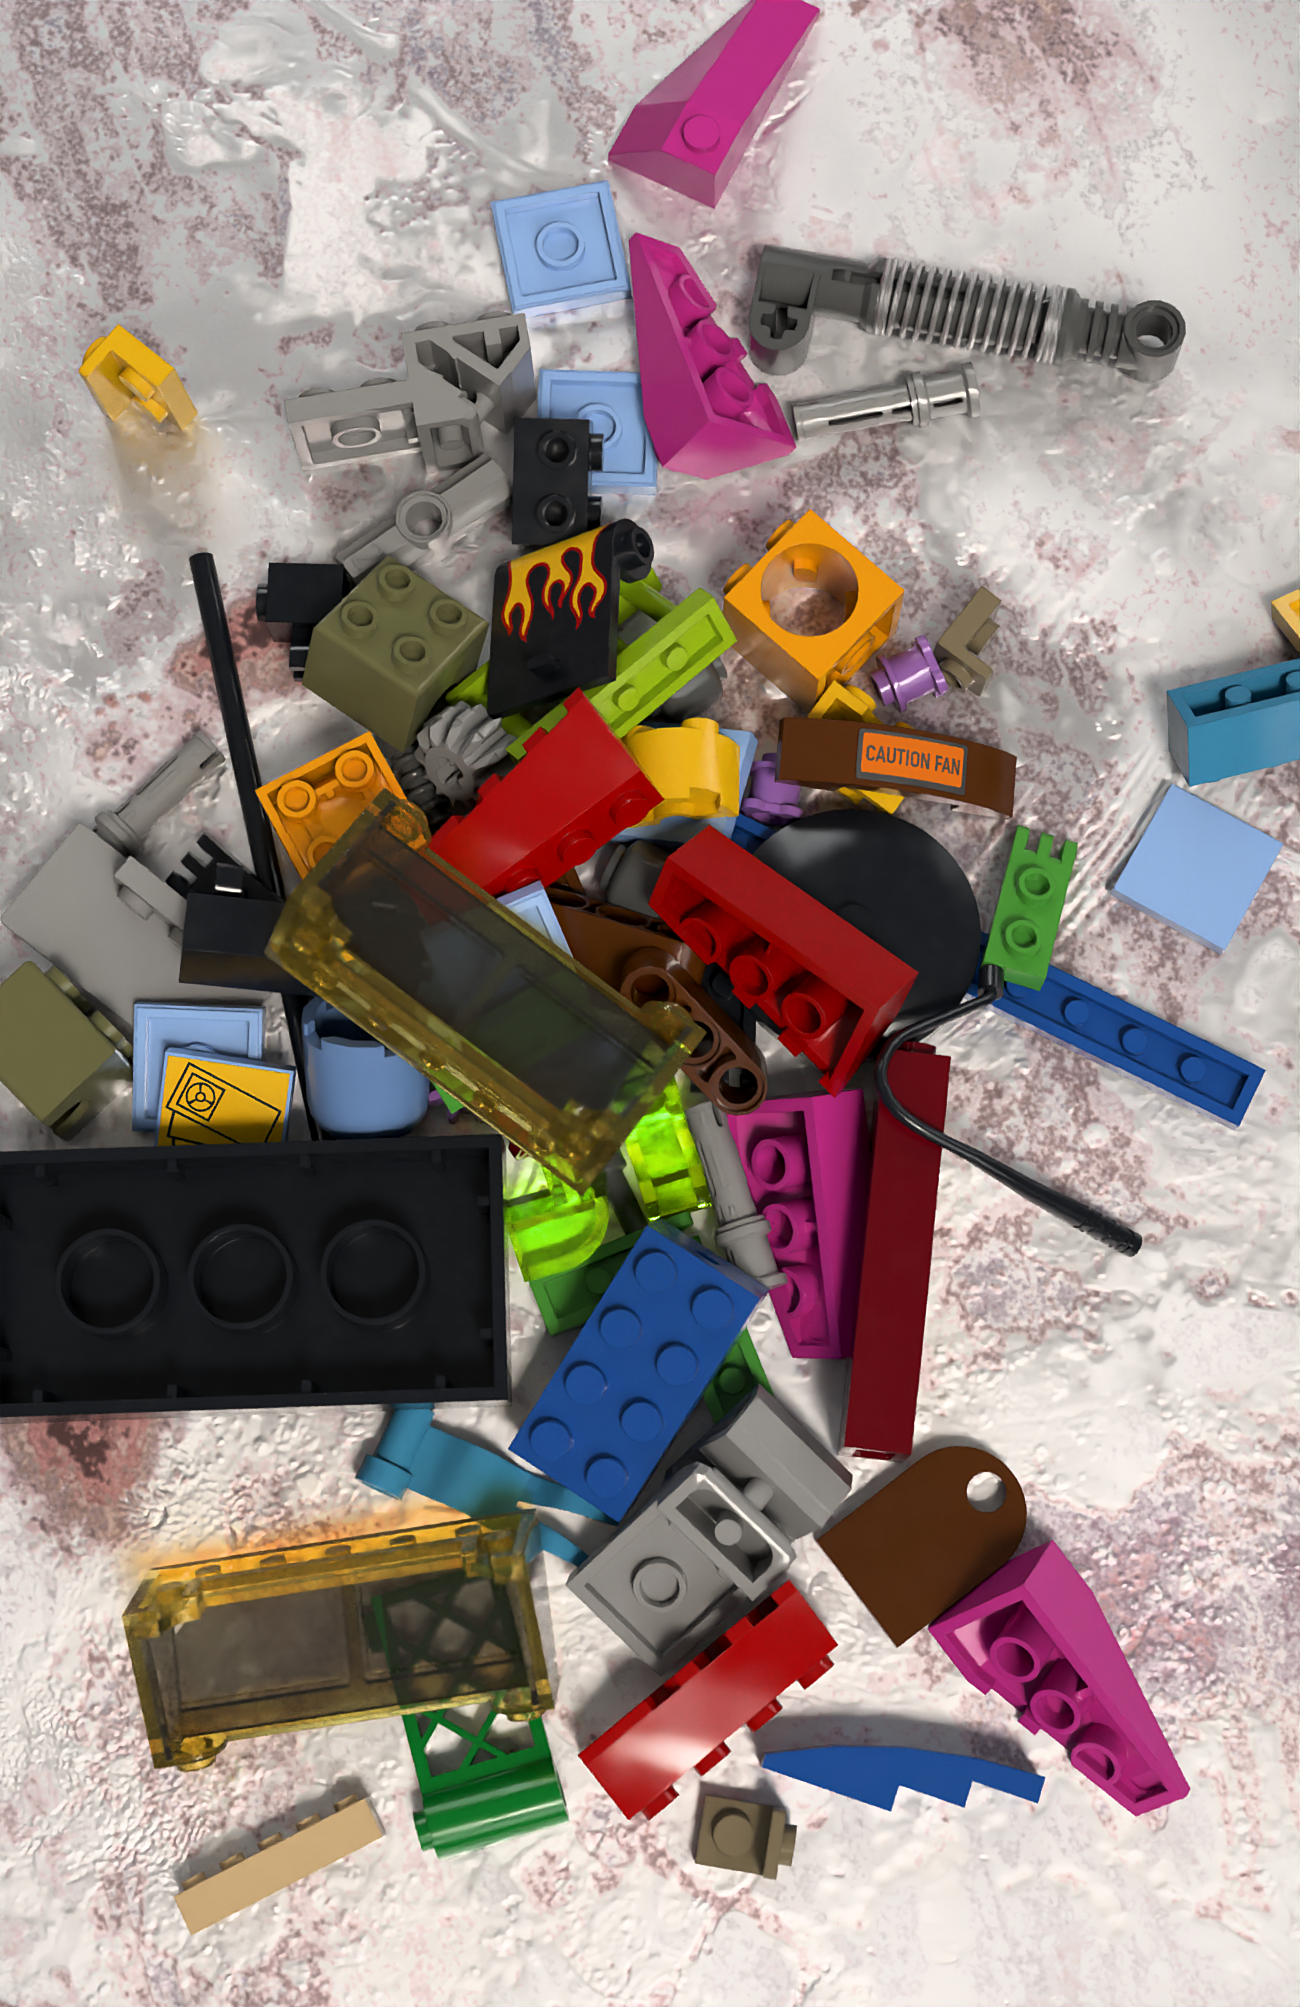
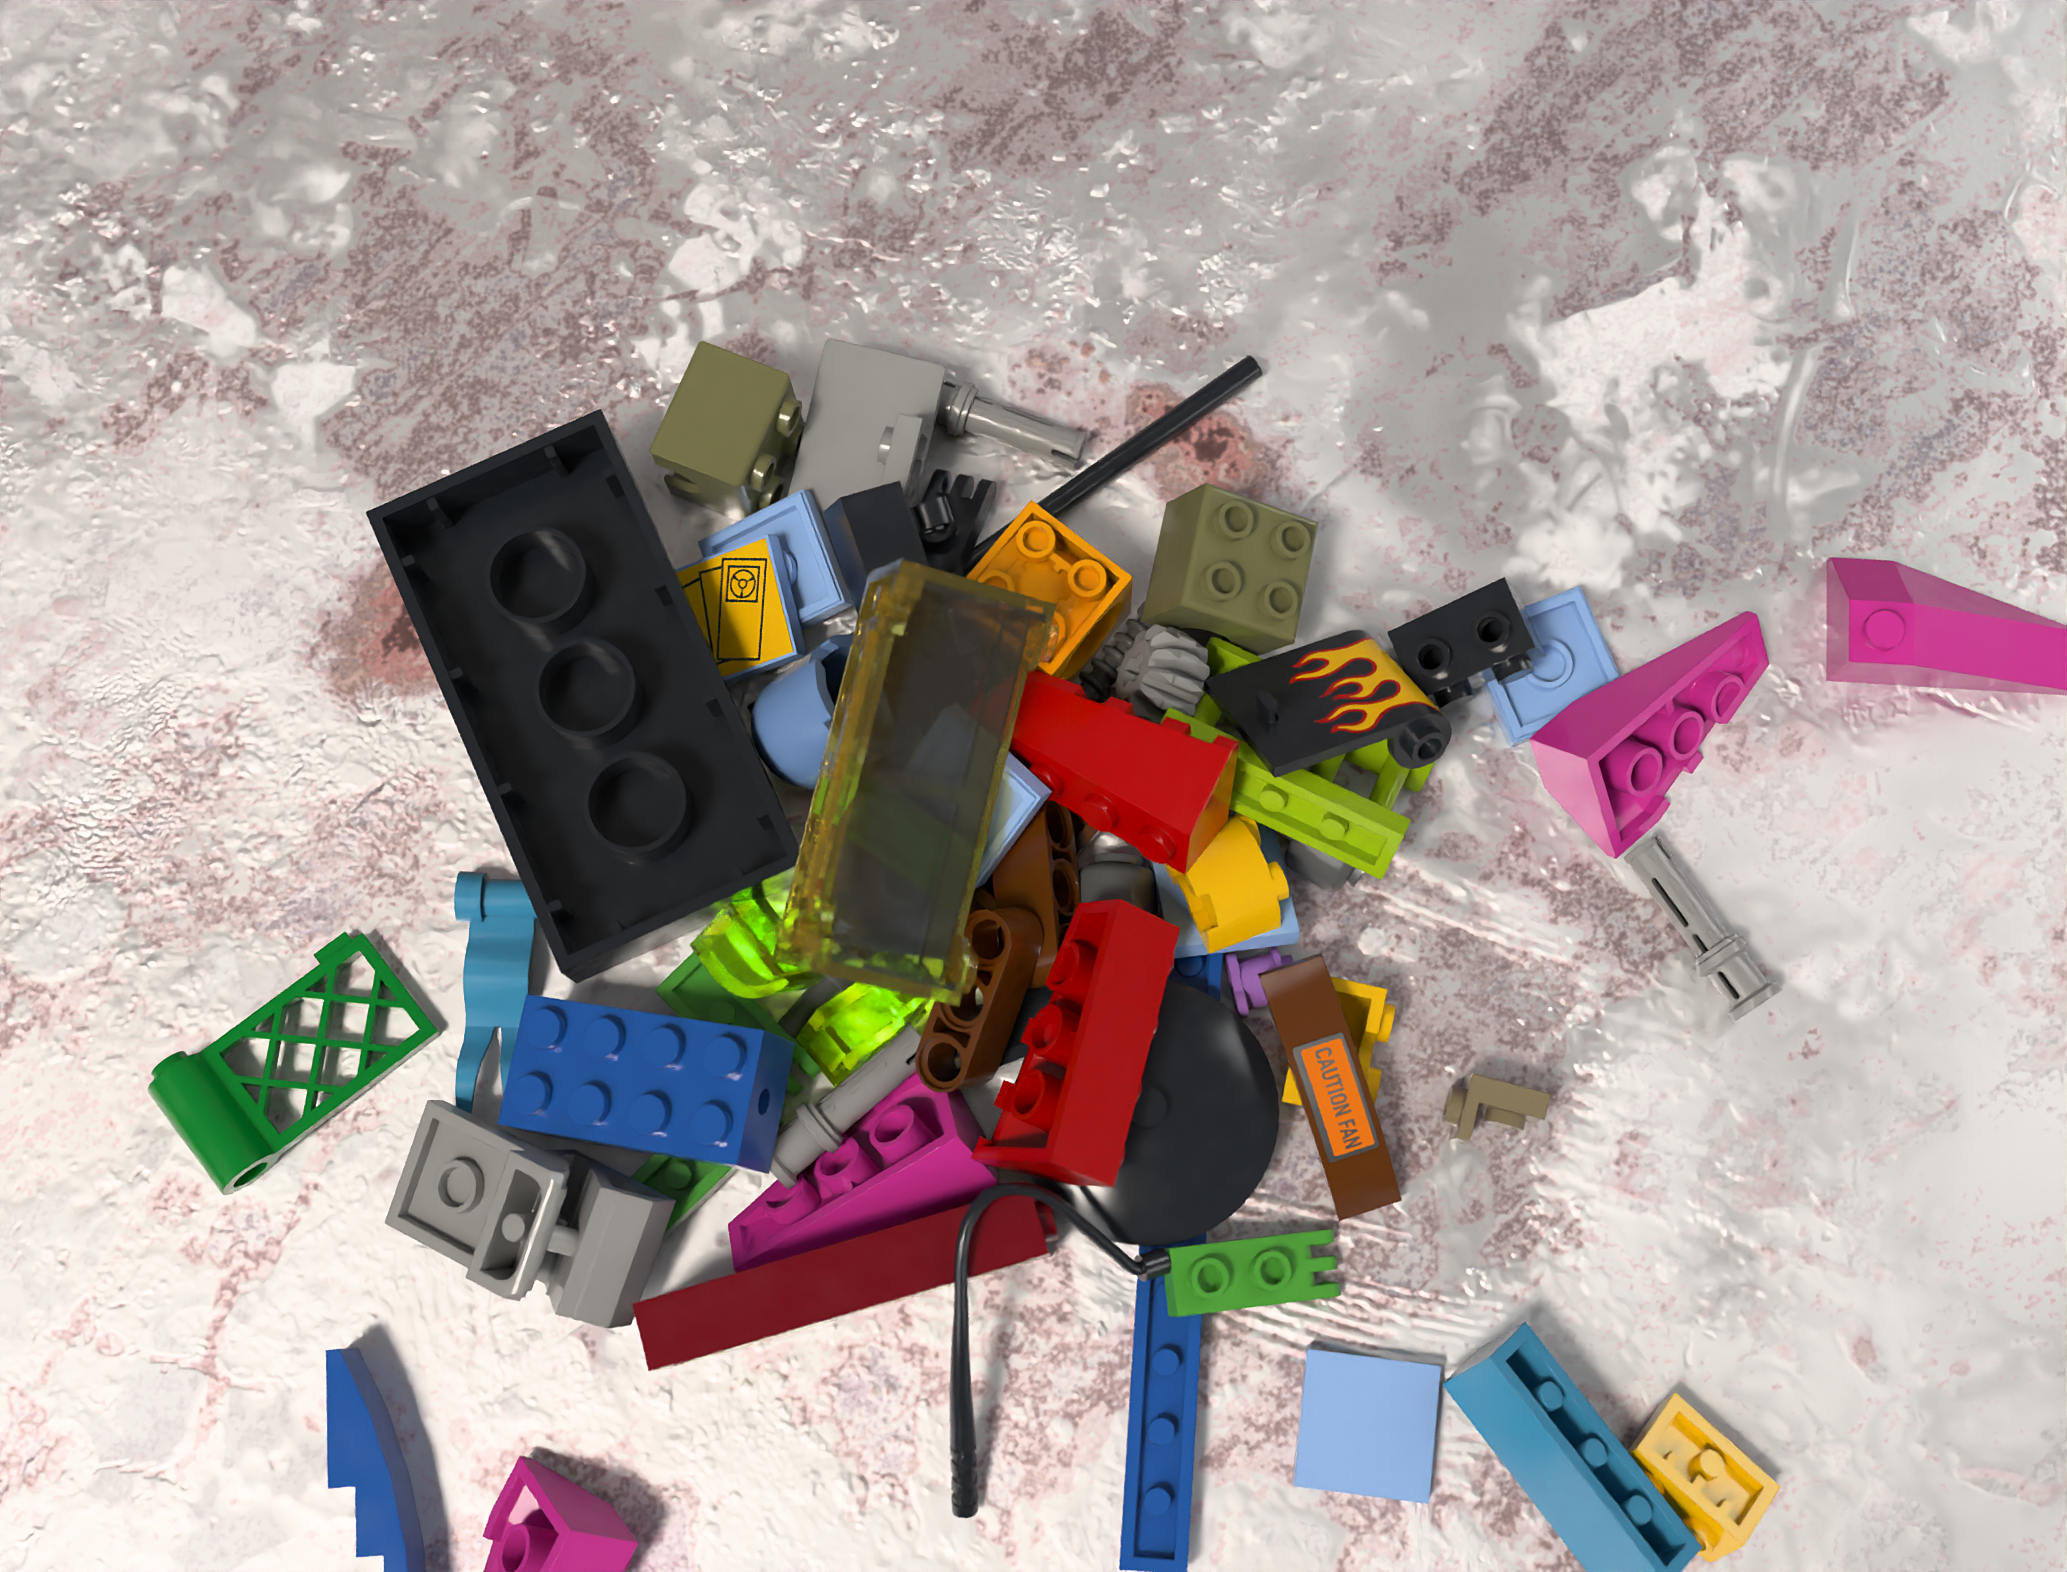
camera: 70 degrees right, 0 degrees up
(126, 371) = (1386, 216): yellow bracket -> none
(278, 1863) = (102, 954): tan piece -> none
(296, 602) = (1248, 465): black brick -> none
(343, 1634) = (314, 921): clear smoke windscreen -> none
(452, 386) = (1554, 529): light grey piece -> none
(456, 503) = (1407, 572): light grey piece -> none
(561, 249) = (1711, 554): light blue tile -> none
(708, 1701) = (376, 1277): red wedge -> none
(745, 1836) = (270, 1361): dark tan bracket -> none
(822, 559) = (1503, 911): light orange brick -> none
(908, 675) = (1431, 1059): medium lavender brick -> none
(923, 1542) = (599, 1418): reddish brown tile -> none
(950, 307) = (1830, 947): dark grey piece -> none

